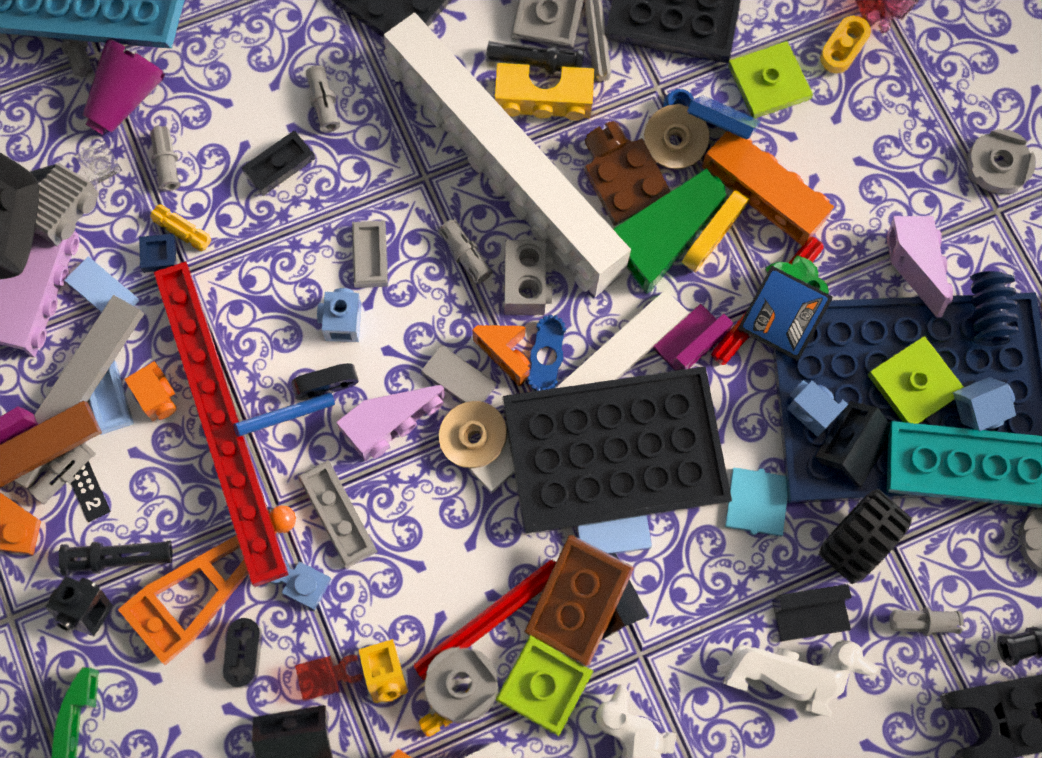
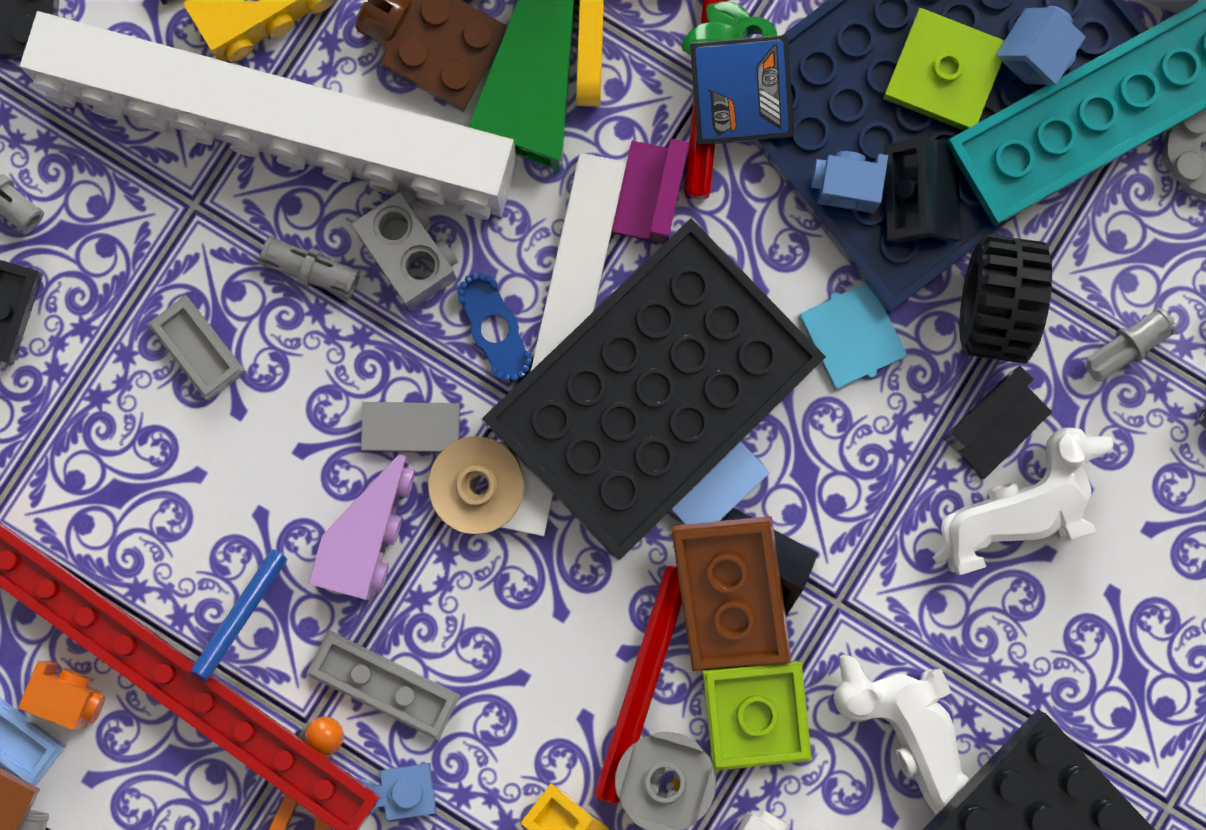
camera: 35 degrees left, 10 degrees up
(325, 381) = (257, 541): black beam -> none
(340, 315) = (217, 449): medium blue brick -> none
(497, 344) = (428, 356): orange slope -> none

